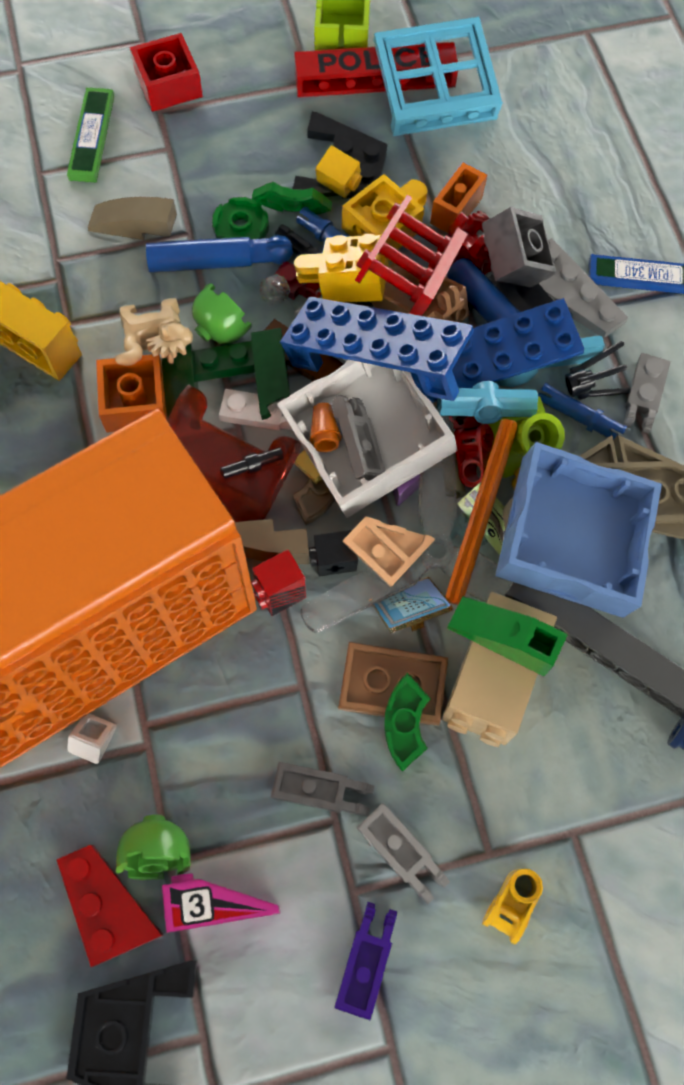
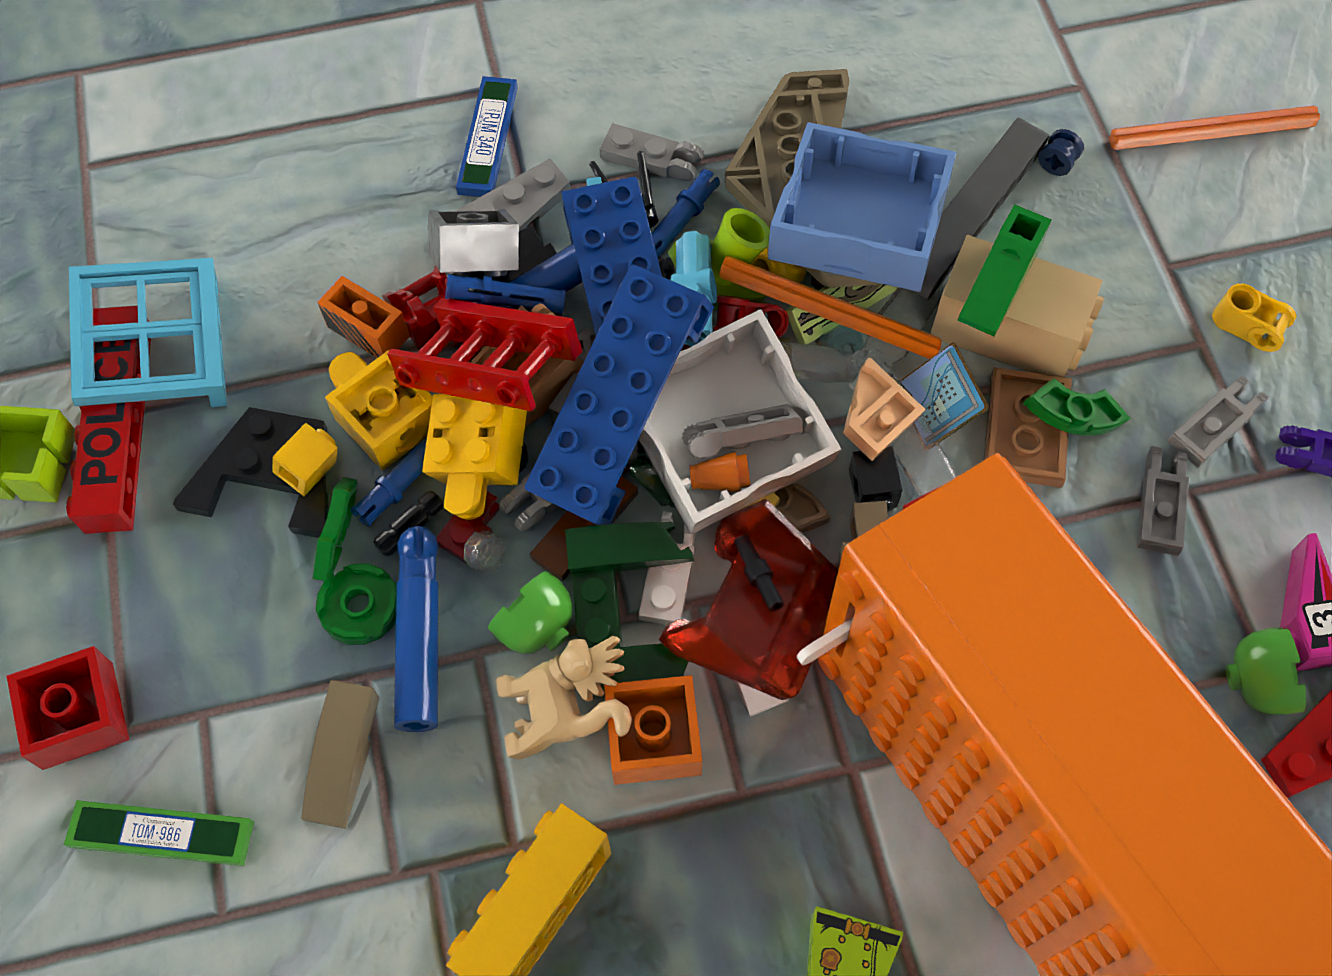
camera: 85 degrees left, 5 degrees down
(475, 275) = (458, 287): none -> blue pin

